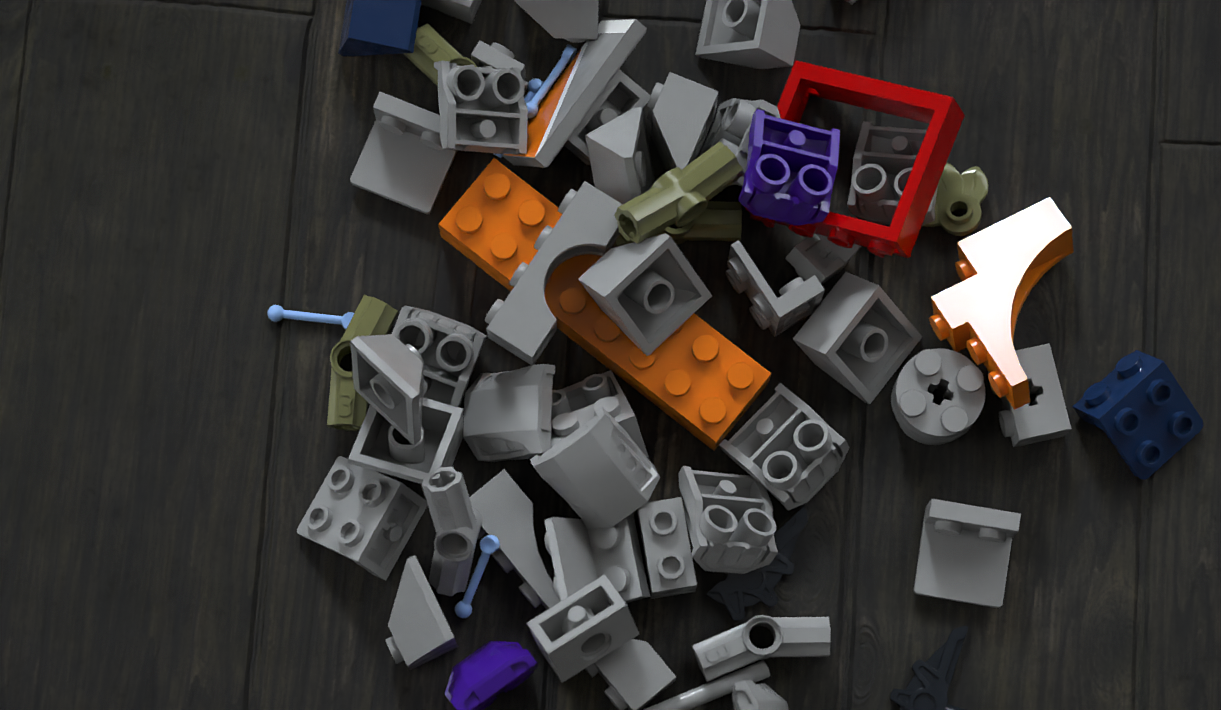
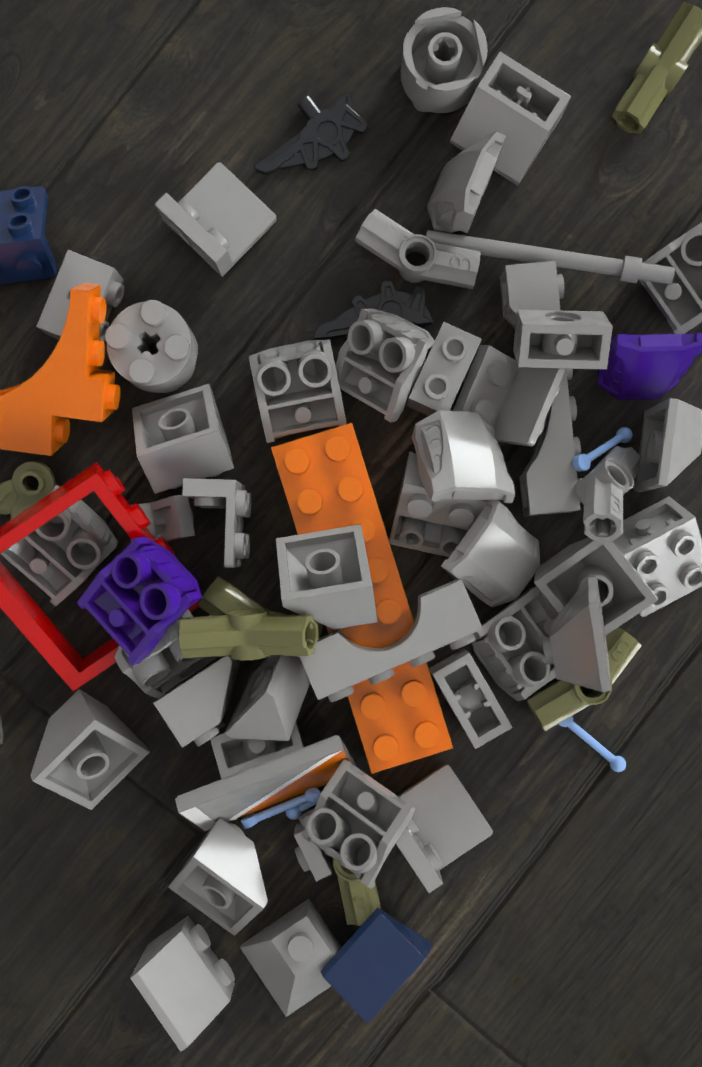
camera: 145 degrees left, 10 degrees up
(450, 278) = (470, 698): none -> light grey brick

